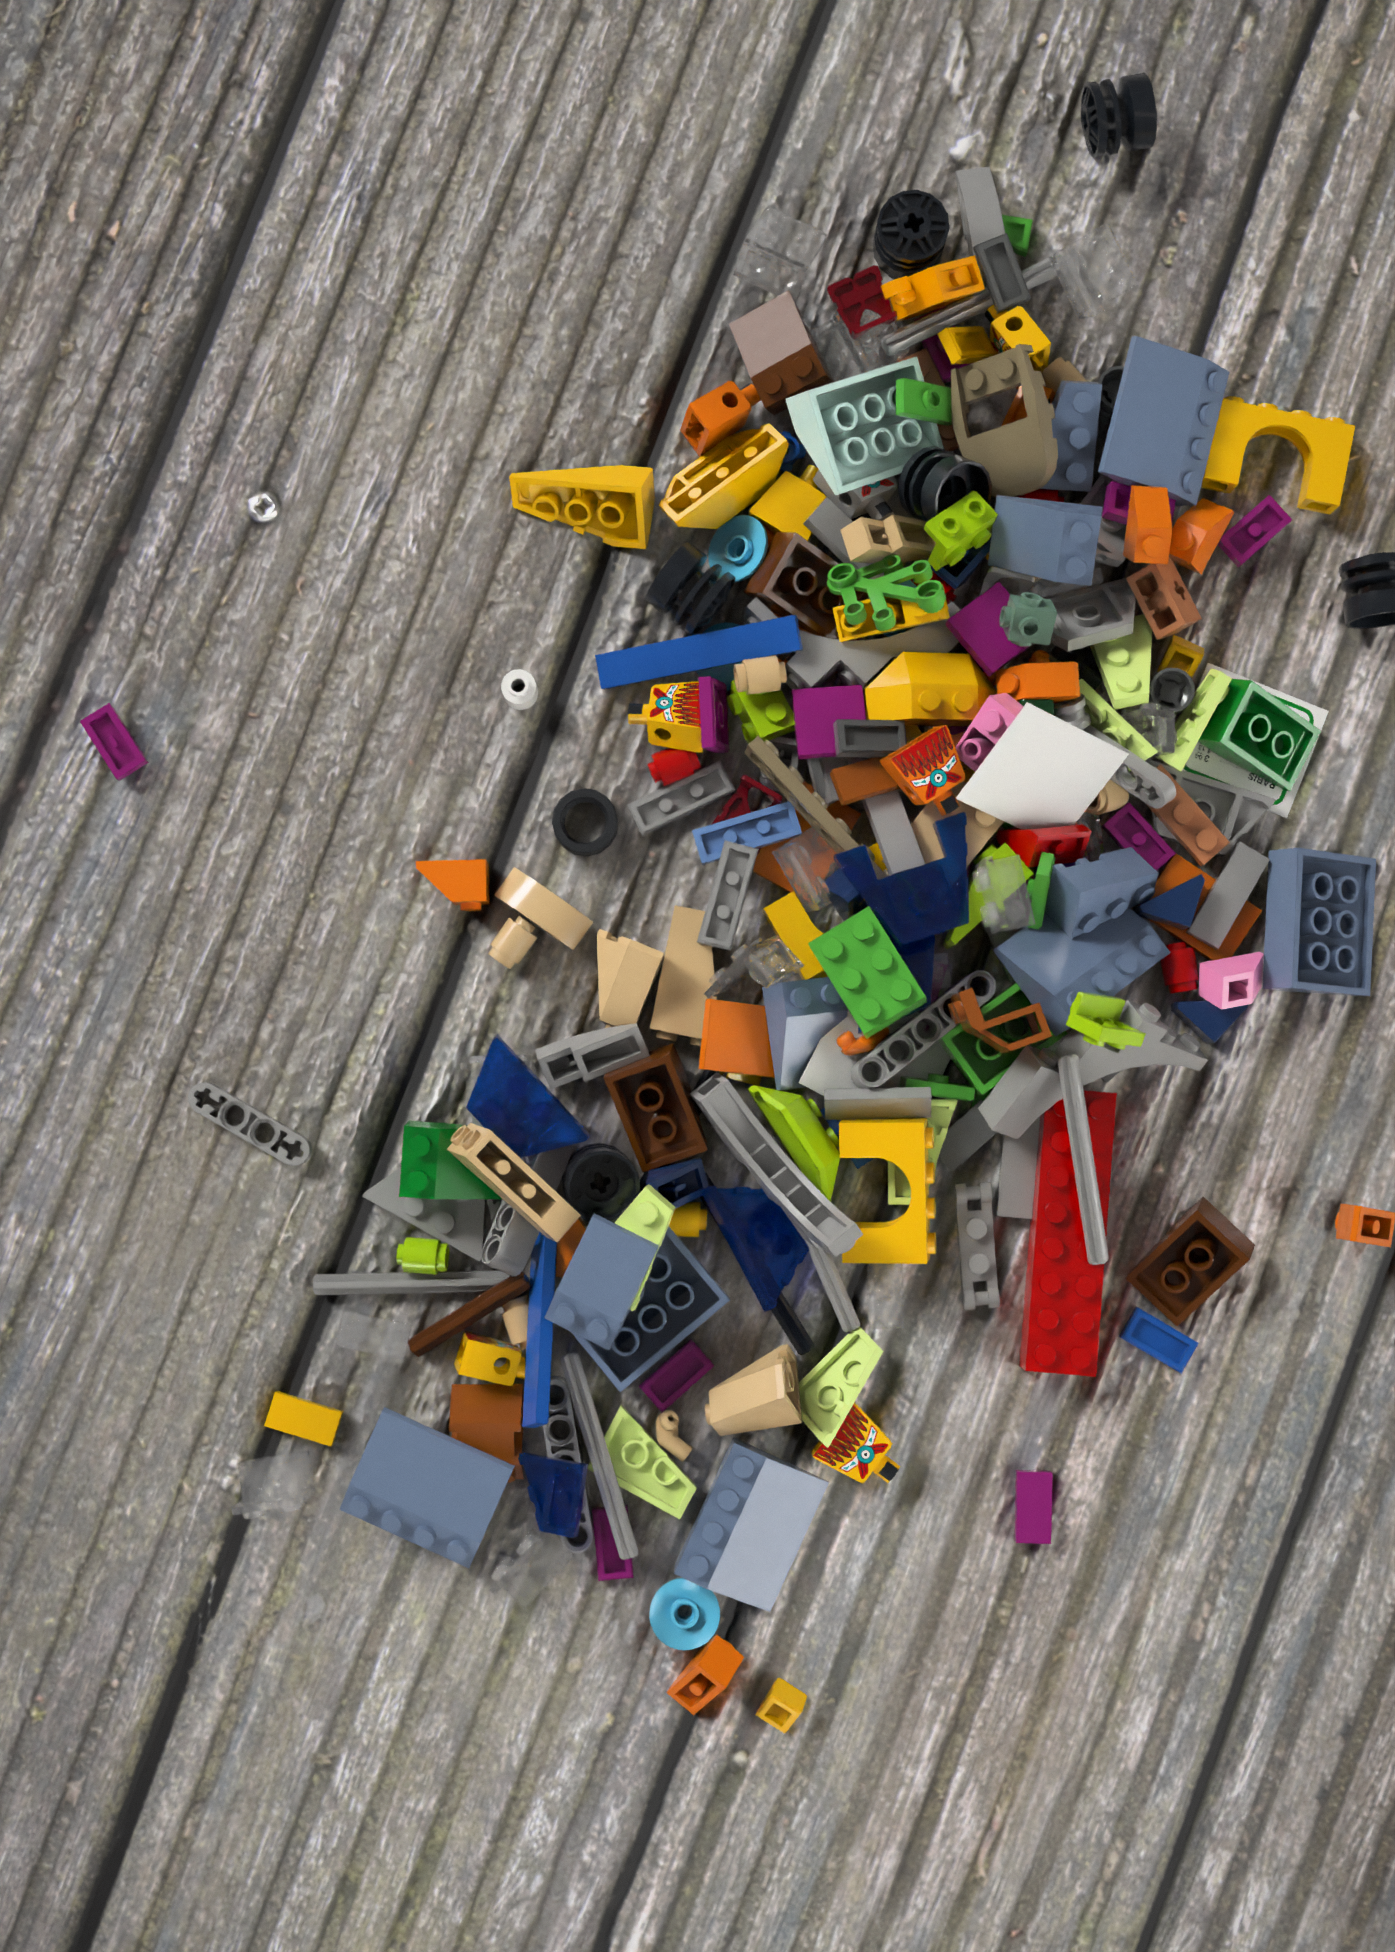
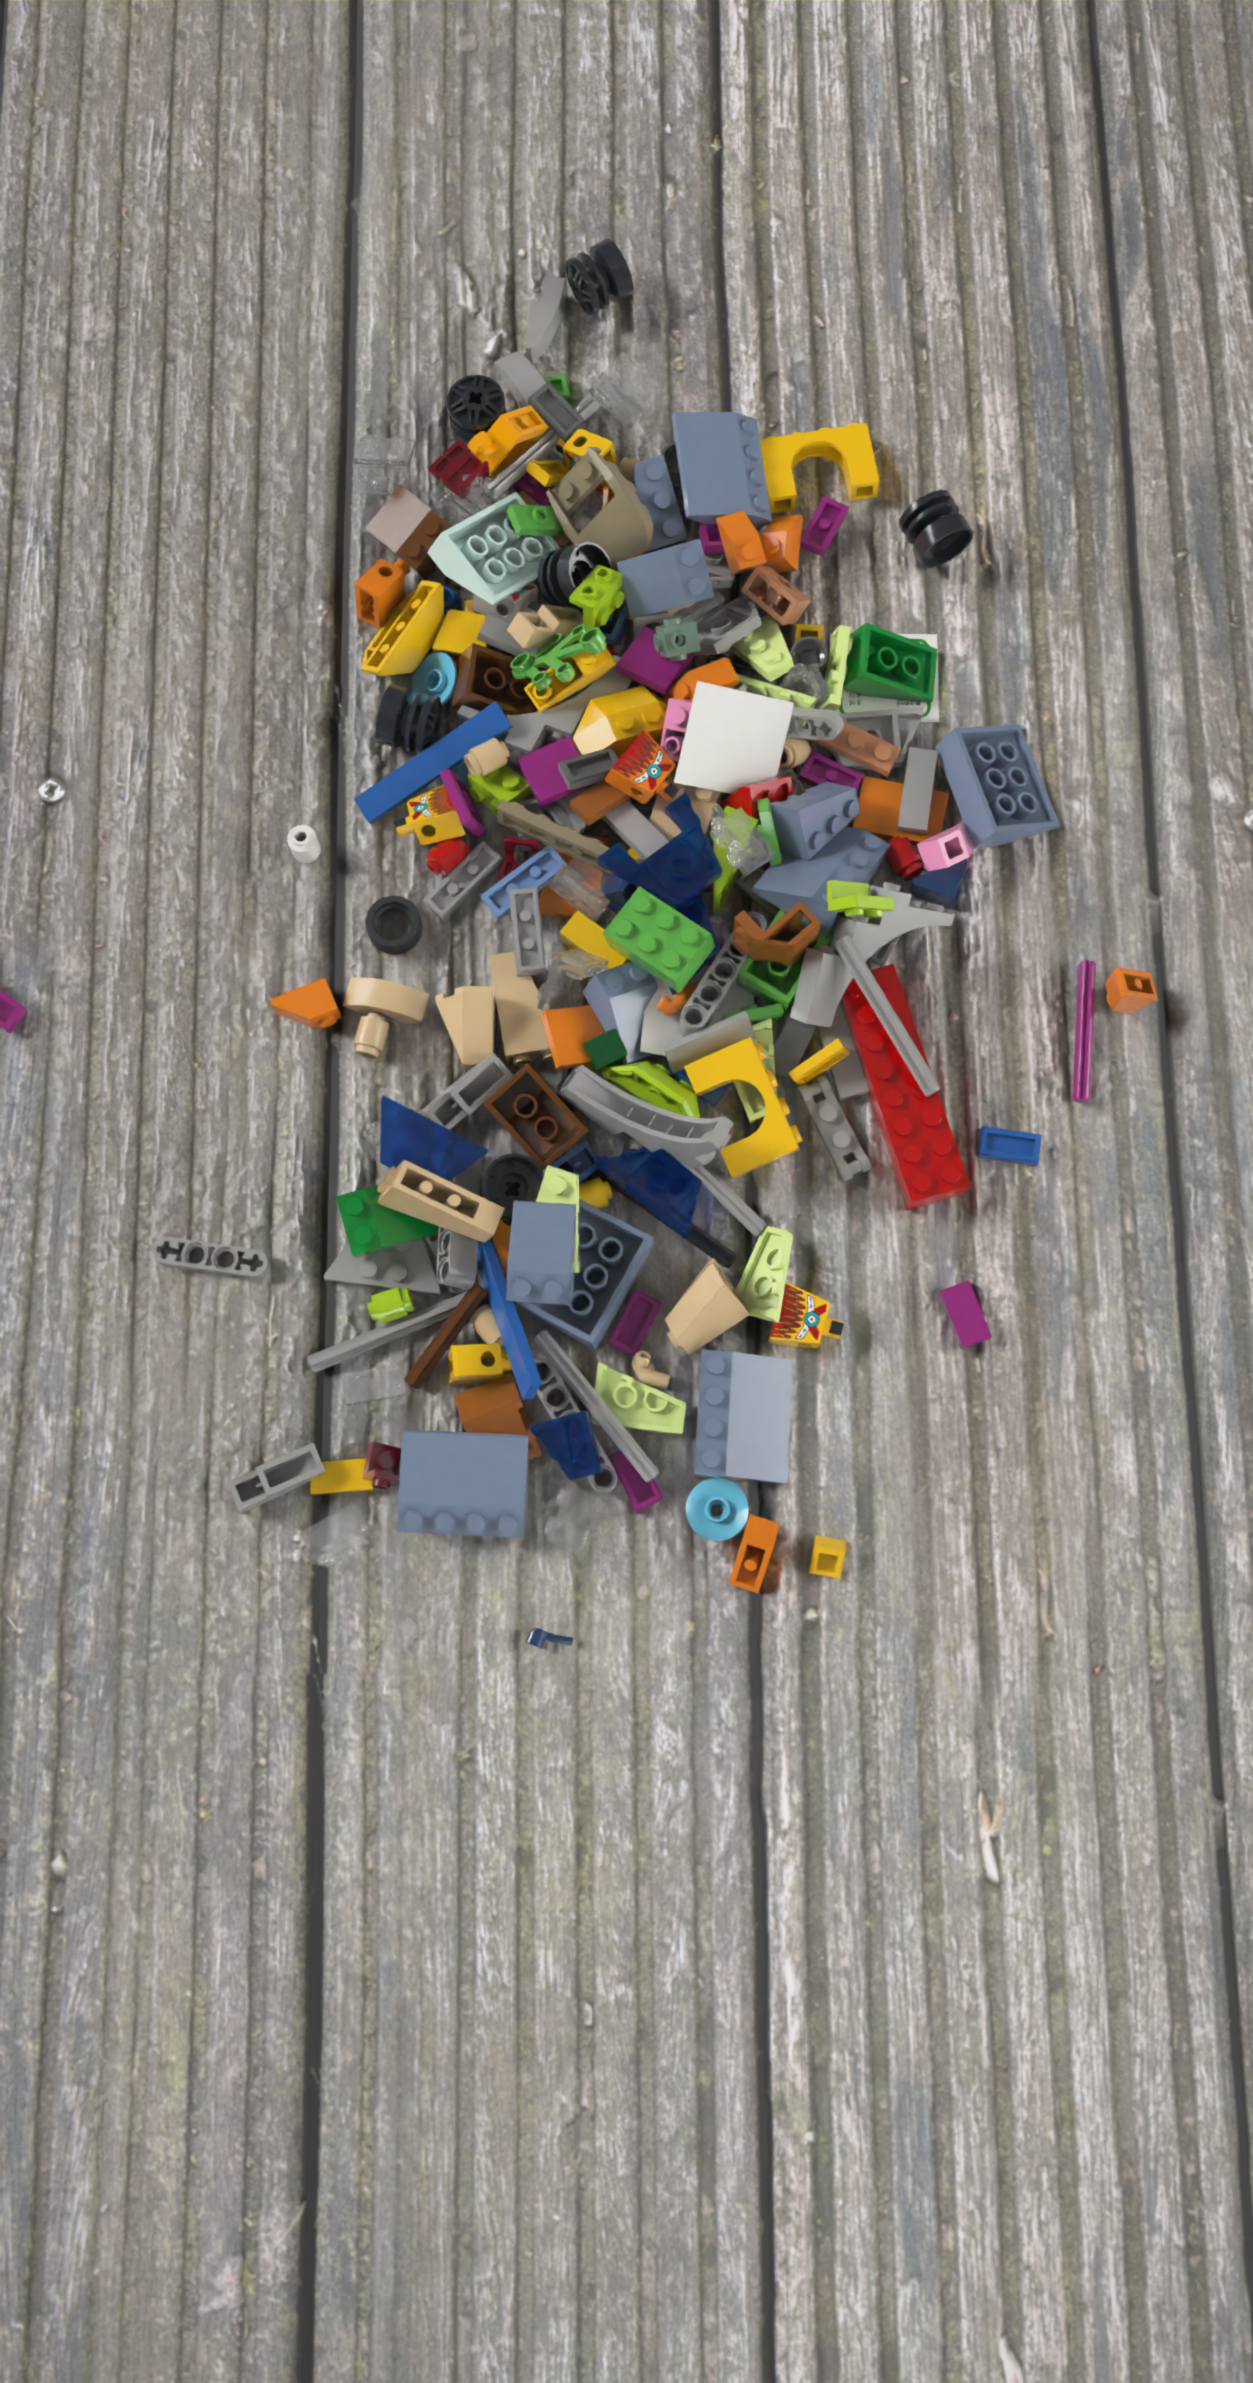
camera: 15 degrees left, 10 degrees down
(233, 1396) = (276, 1478): none -> light grey slope
(349, 1427) = (382, 1465): none -> dark red bracket
(446, 1669) = (538, 1636): none -> dark blue hand
(596, 500) = (313, 687): yellow wedge -> none
(761, 1067) = (605, 1049): none -> dark green slope
(989, 1171) = (819, 1062): none -> yellow tile
(1036, 138) = (545, 317): none -> light grey slope
(1174, 906) = (878, 811): dark blue slope -> none
(1191, 1261) = (1007, 1075): reddish brown slope -> none
(1295, 1244) = (1084, 1031): none -> magenta axle

